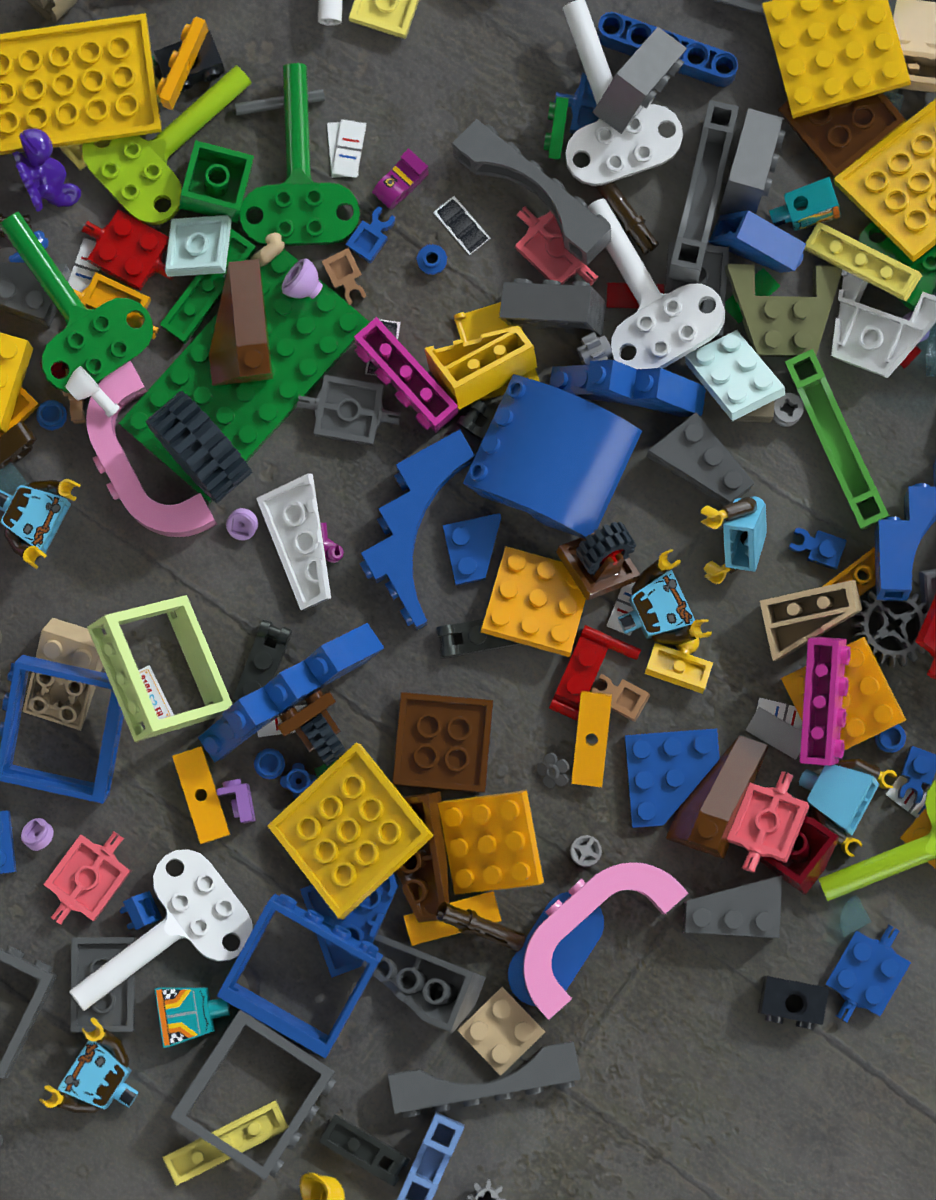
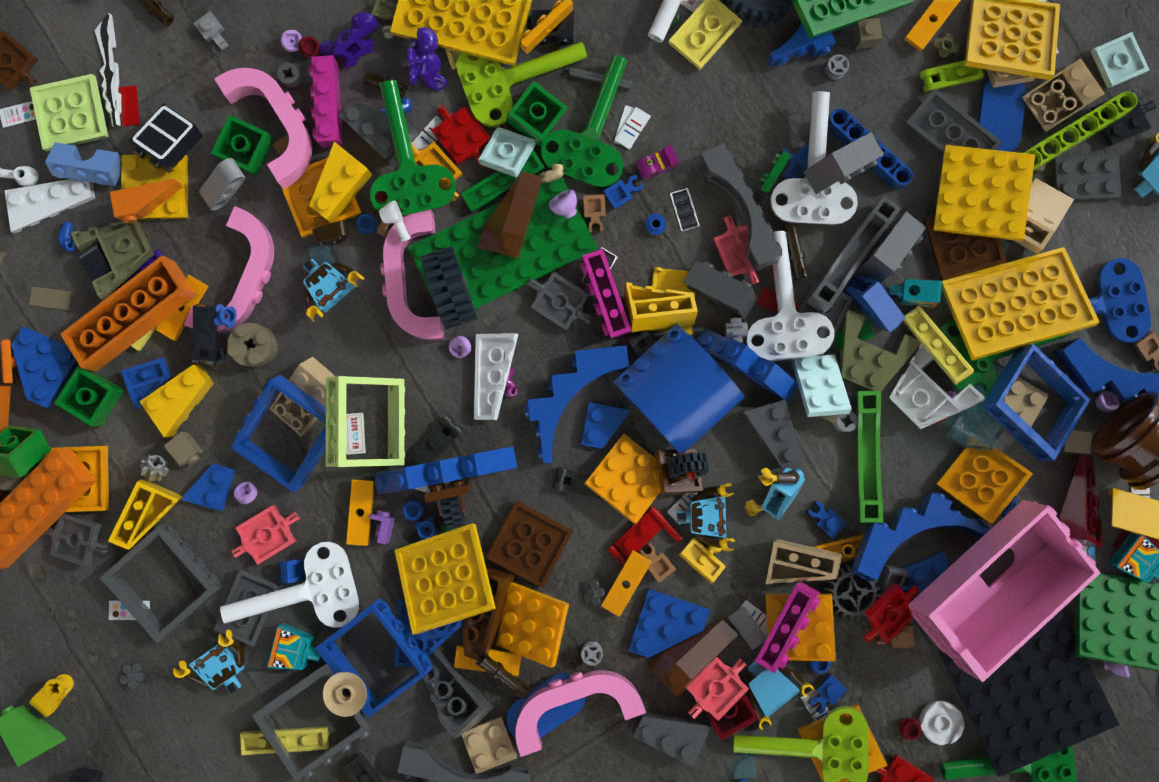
camera: 20 degrees right, 5 degrees up
(273, 1048) = (338, 701): none -> tan dish

